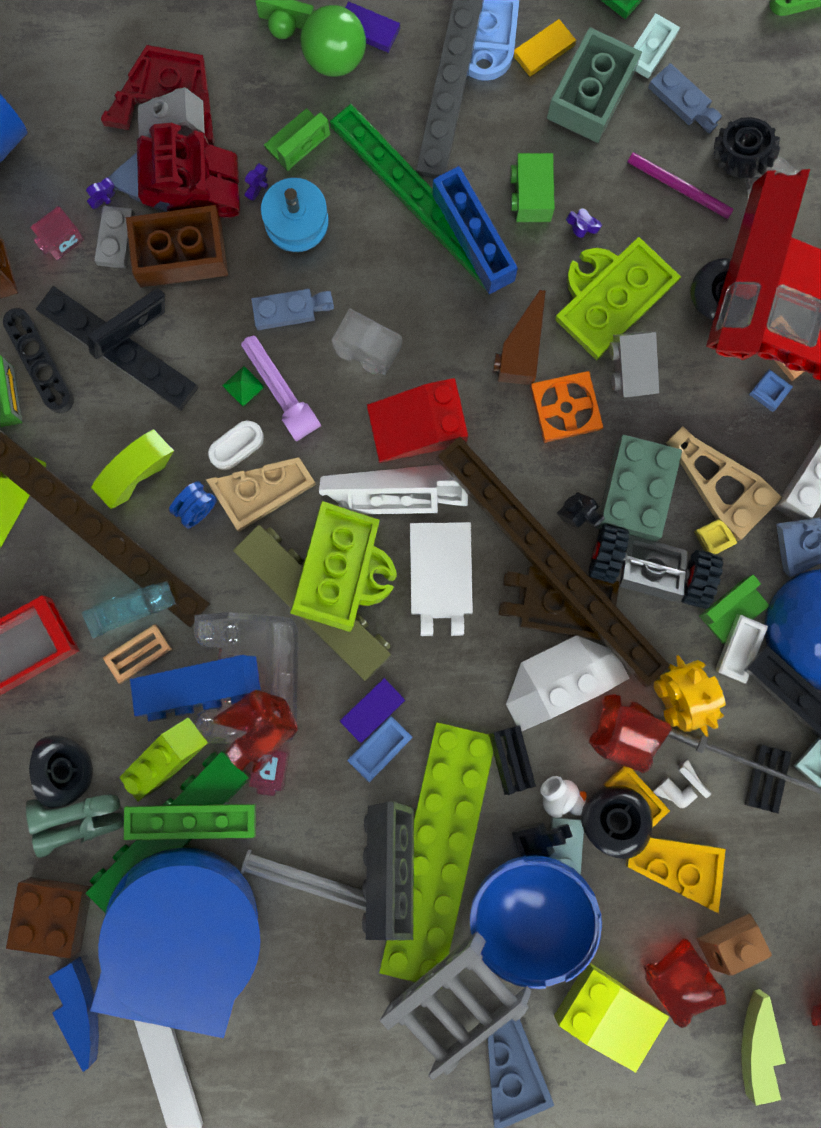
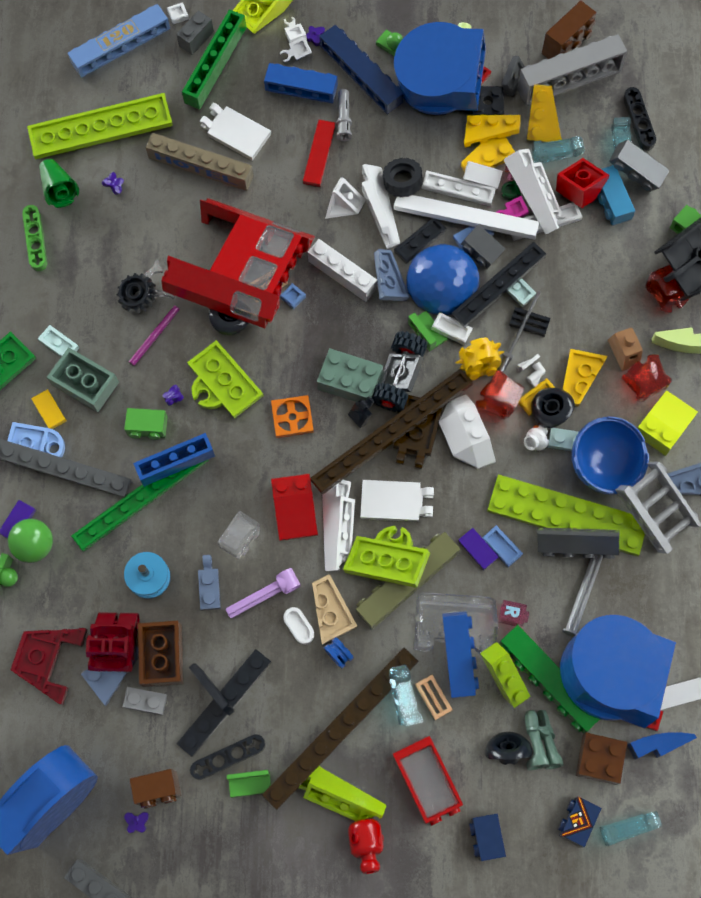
camera: 80 degrees left, 10 degrees down
(56, 234) = (140, 739): clear pink brick -> none
(100, 193) = (114, 706): dark purple piece -> none
(133, 464) = (311, 692): lime brick -> none
(176, 107) = (69, 653): light grey brick -> none
(190, 821) = (544, 660): bright green plate -> none
(243, 386) = (259, 619): green slope -> none
(256, 180) = (119, 600): dark purple piece -> none
(263, 728) = (489, 599): clear red piece -> none
(298, 138) = (90, 573): bright green panel -> none
(516, 757) = (512, 463): black tile -> none
(521, 349) = (253, 439): reddish brown slope -> none
(535, 840) = (563, 454): black plate -> none
(635, 364) = (270, 371): light grey brick -> none
(684, 98) = (96, 327): sand blue plate -> none
(715, 537) = (382, 336): light yellow tile -> none
(748, 507) = (363, 314): tan plate -> none

